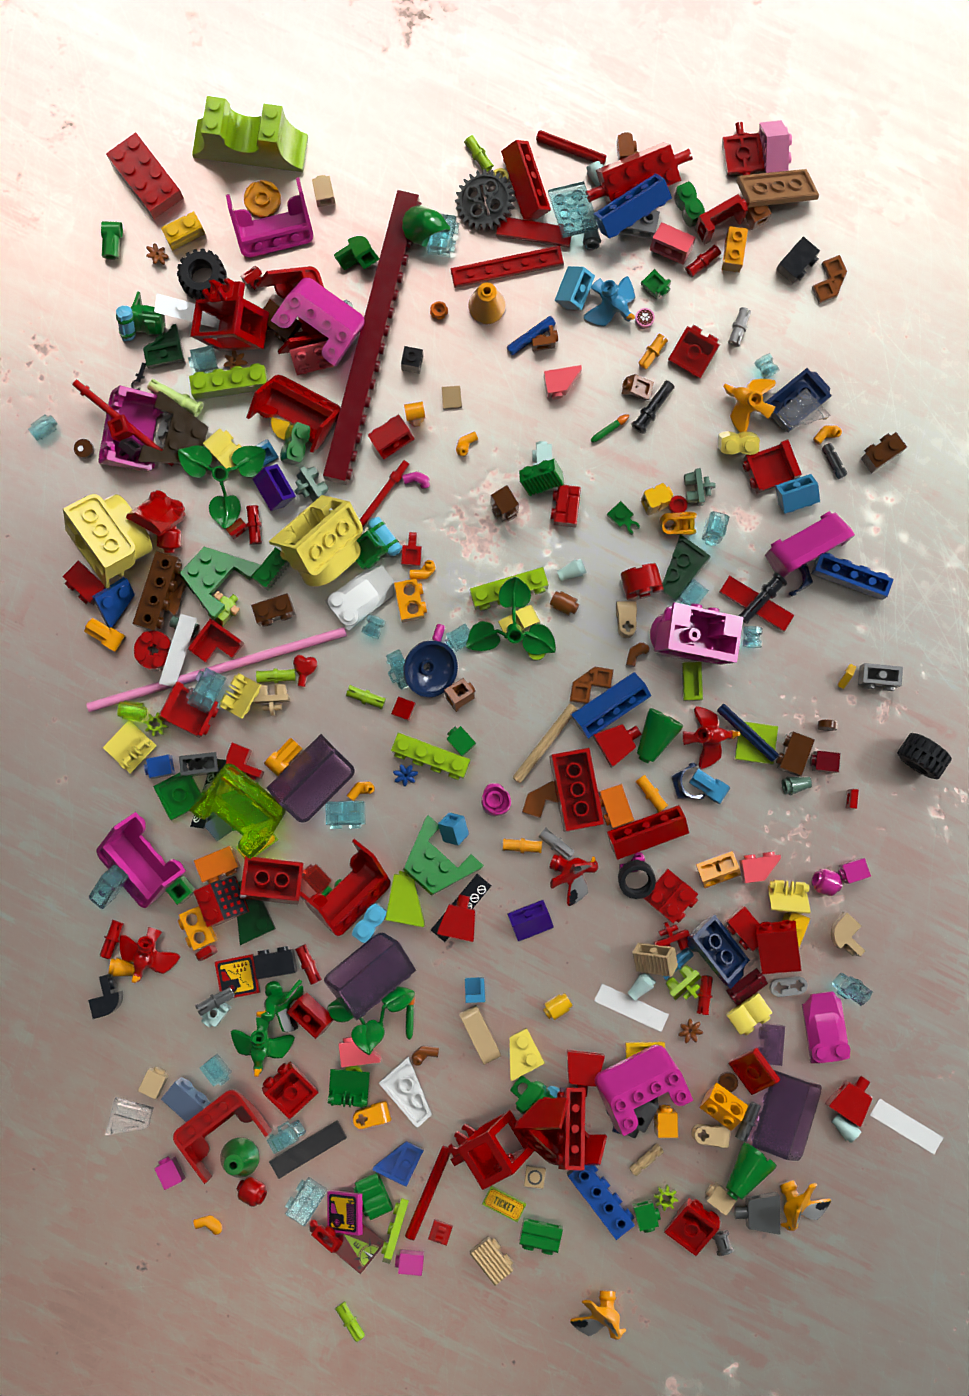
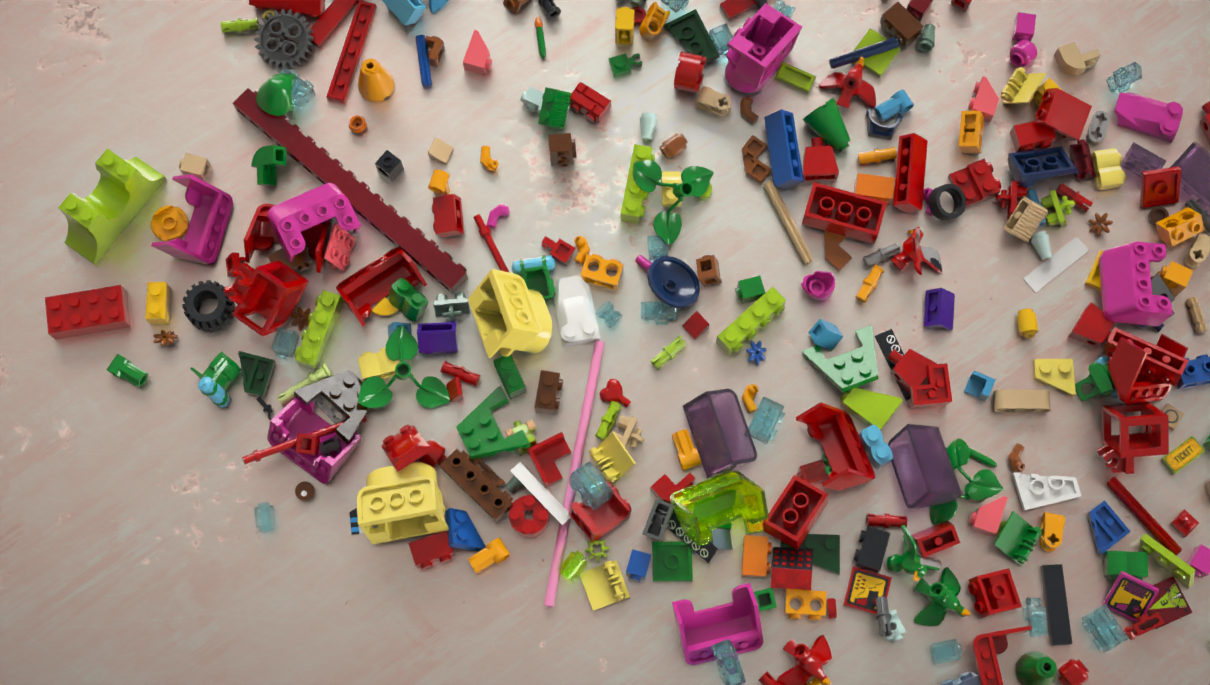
camera: 60 degrees left, 10 degrees down
(182, 310) = (232, 335): white sticker -> none
(448, 954) = (938, 390): none -> red panel

